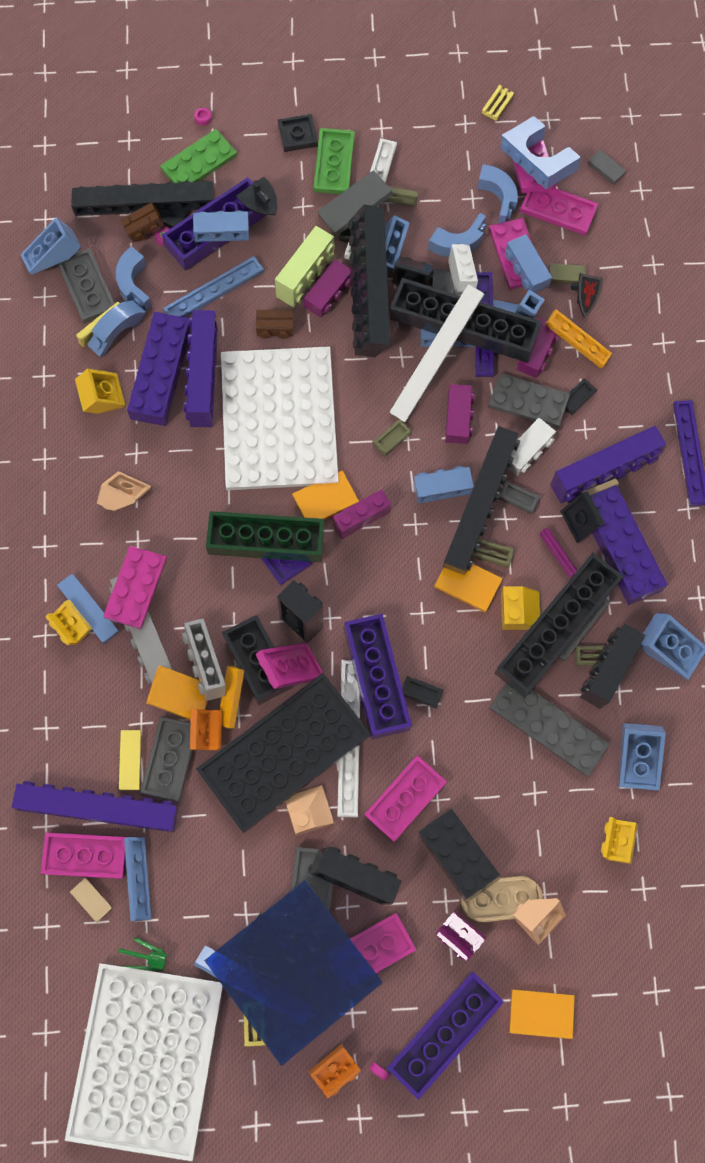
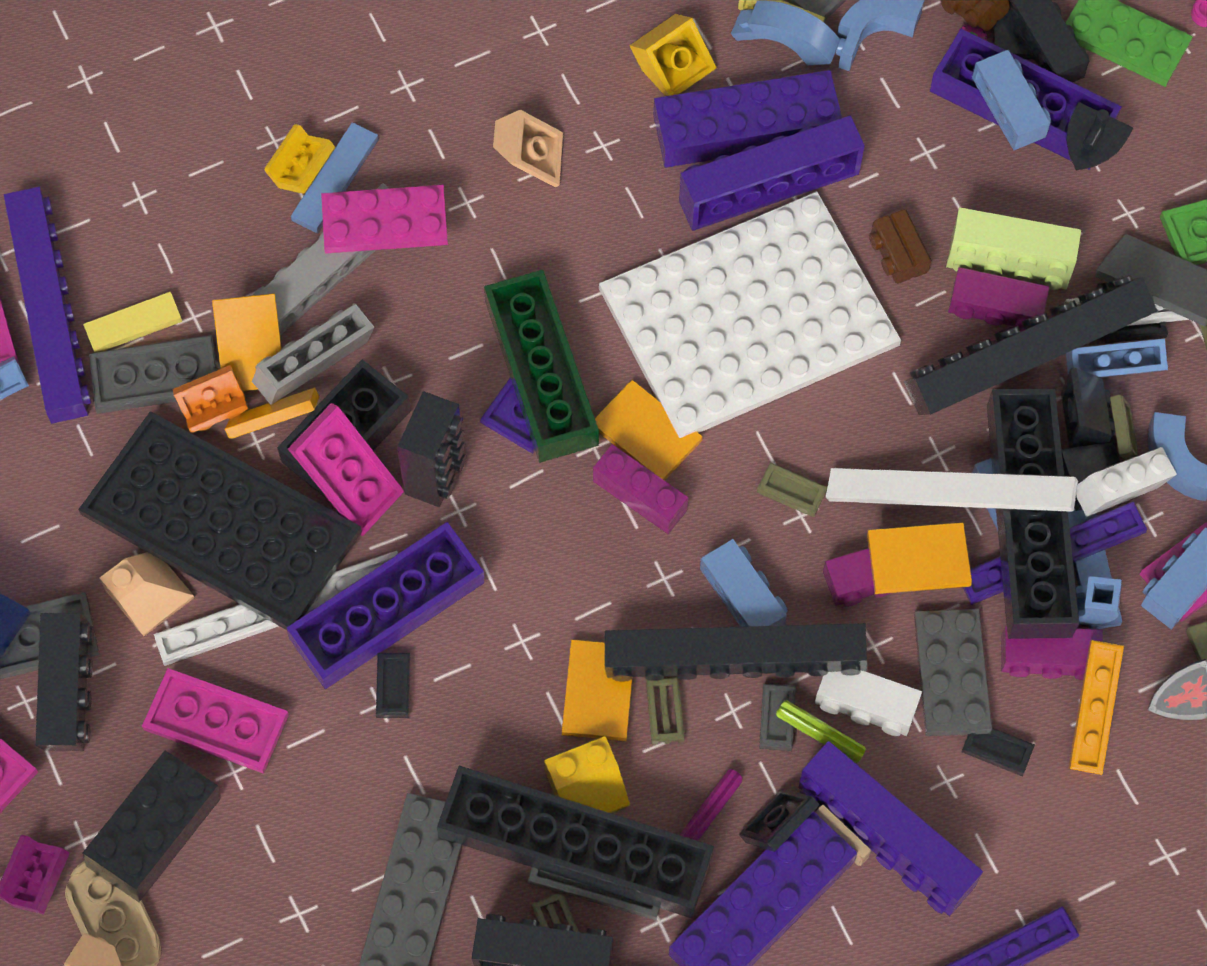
camera: 70 degrees right, 5 degrees down
(215, 288) = (919, 143): medium blue tile -> none
(429, 259) = (1124, 427): none -> olive tile
(465, 387) = (919, 558): none -> light orange tile
(537, 478) = (819, 730): none -> lime axle

